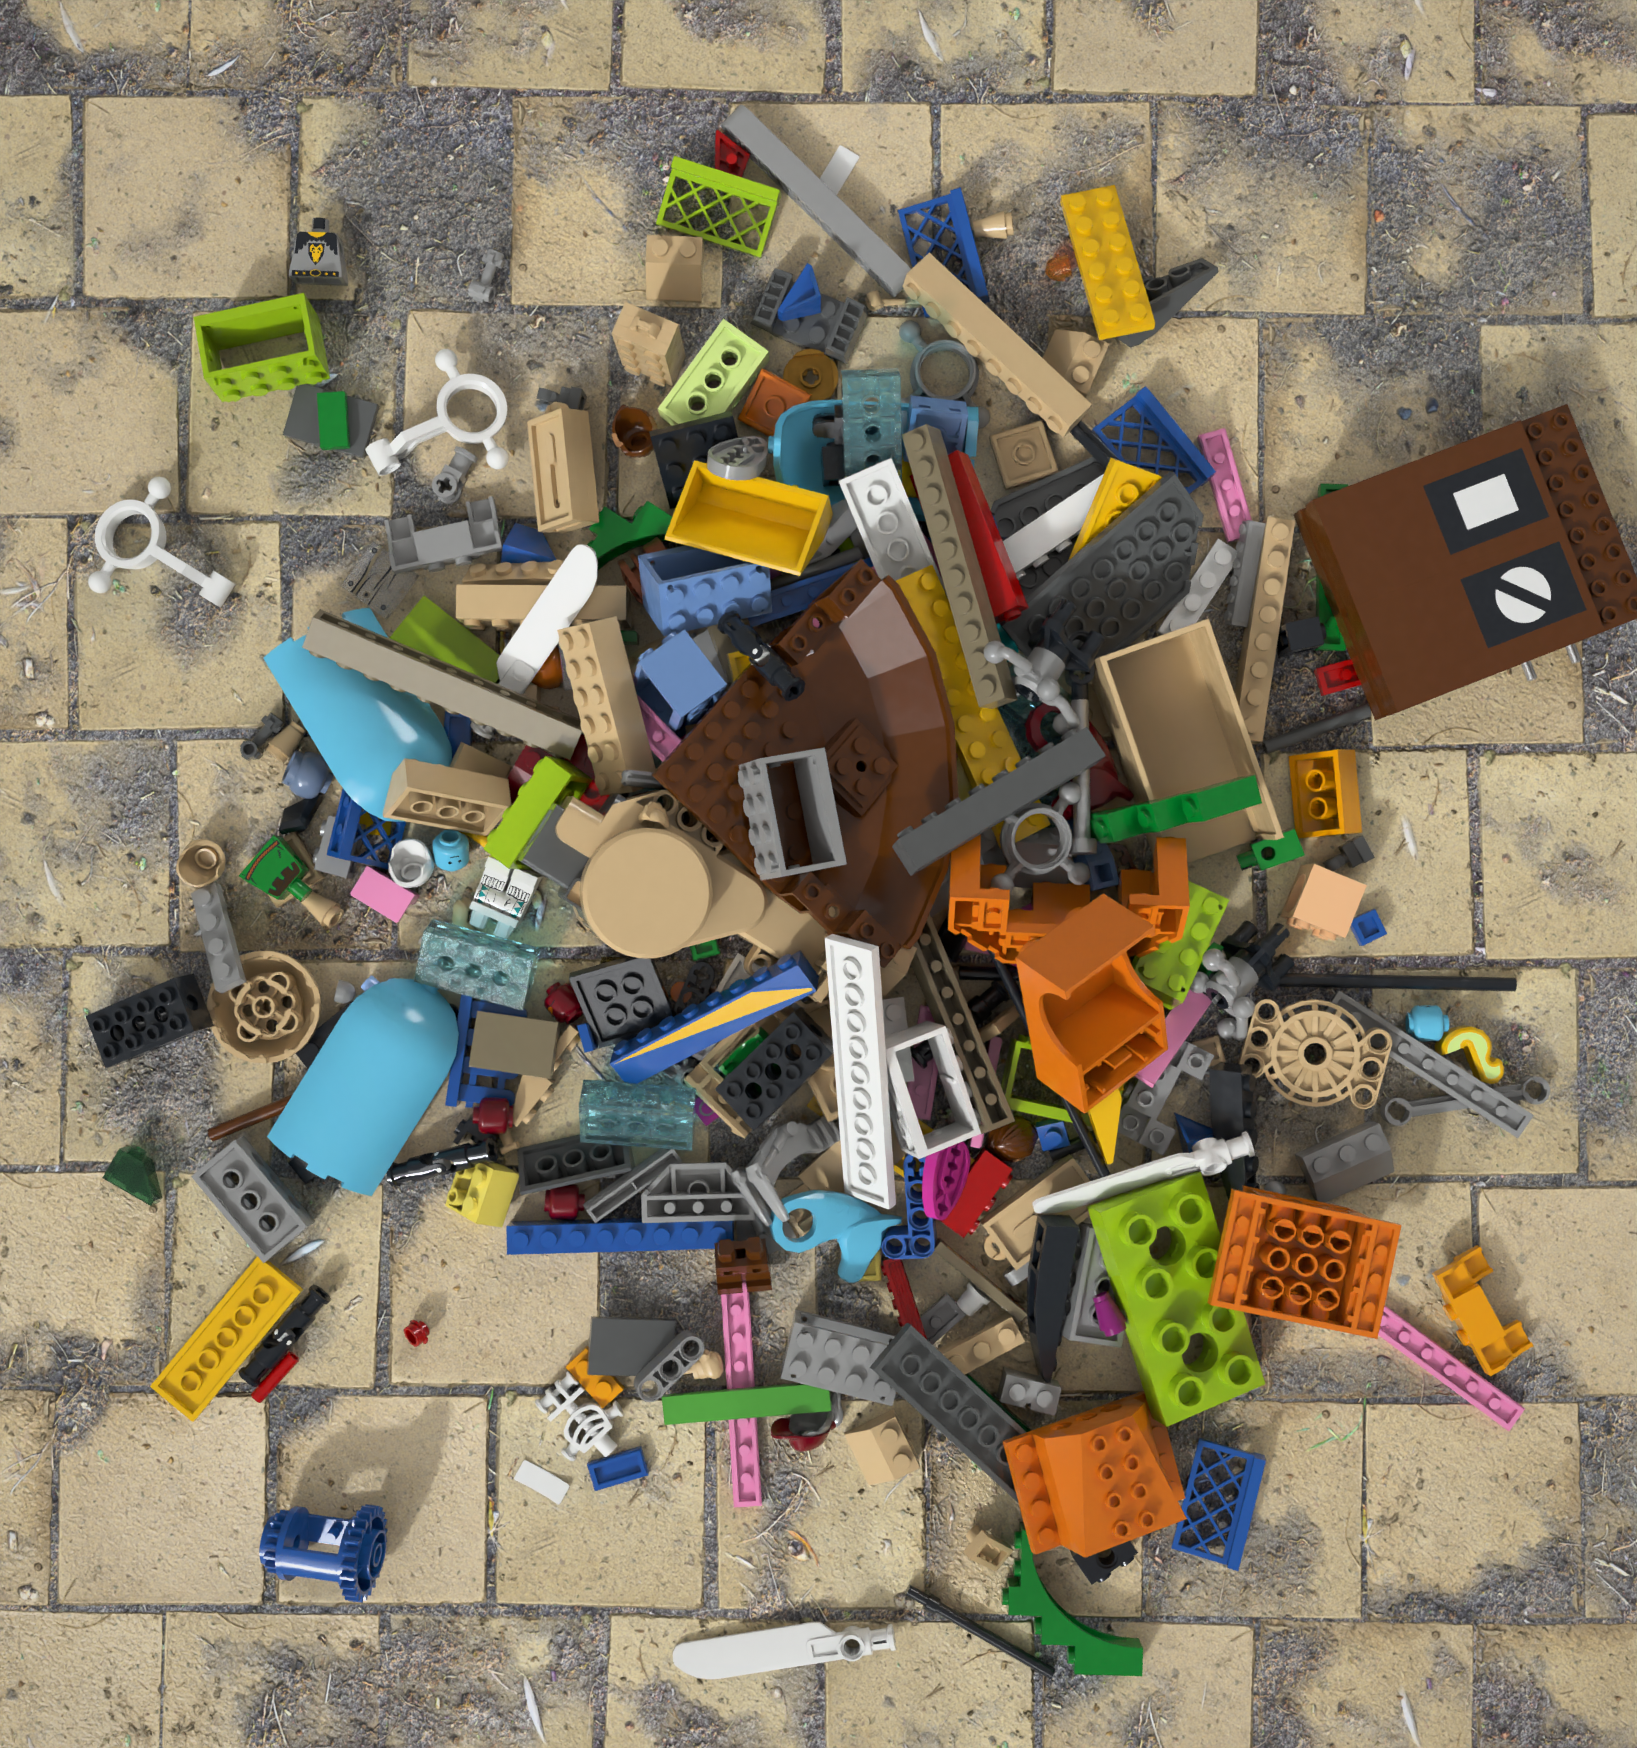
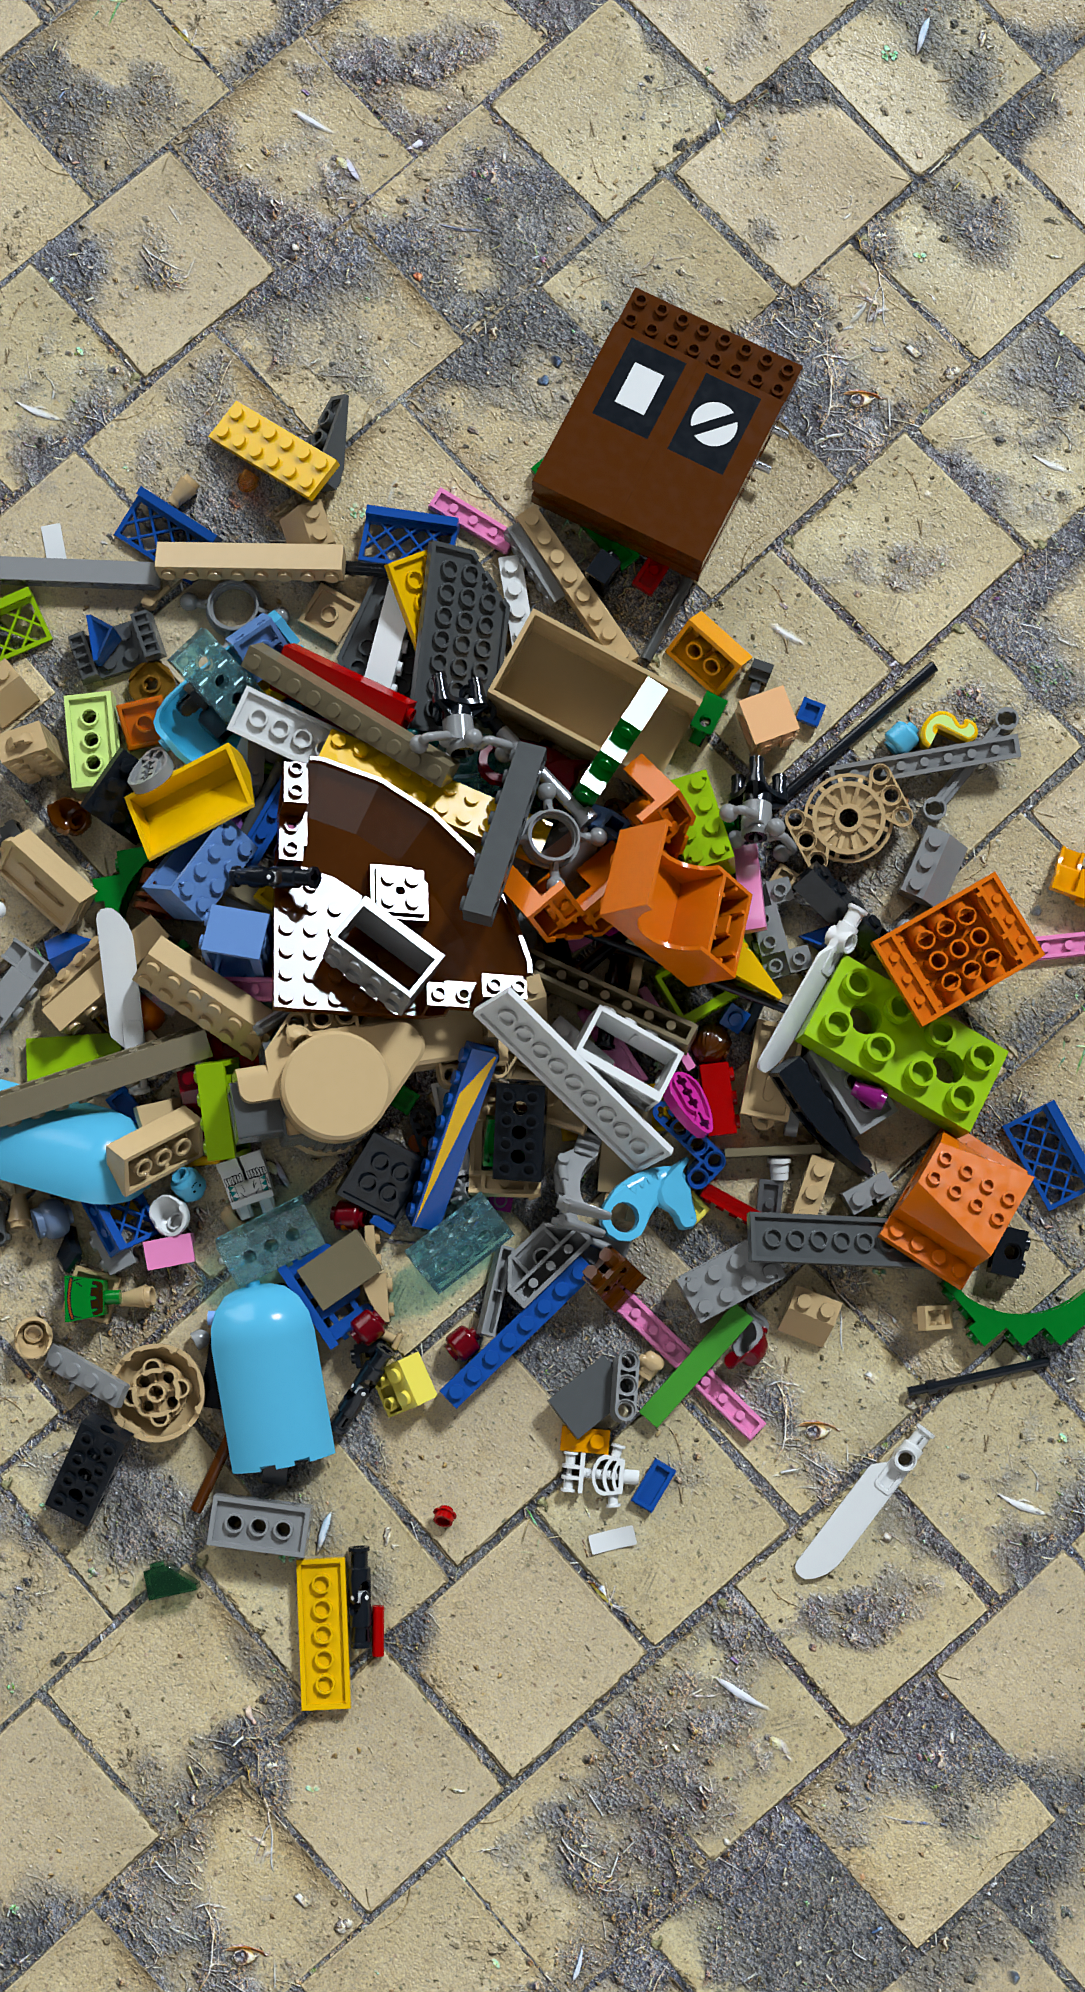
camera: 35 degrees left, 5 degrees down
(359, 1556) = (511, 1706): blue piece -> none
(569, 1162) = (443, 1314): dark grey slope -> none

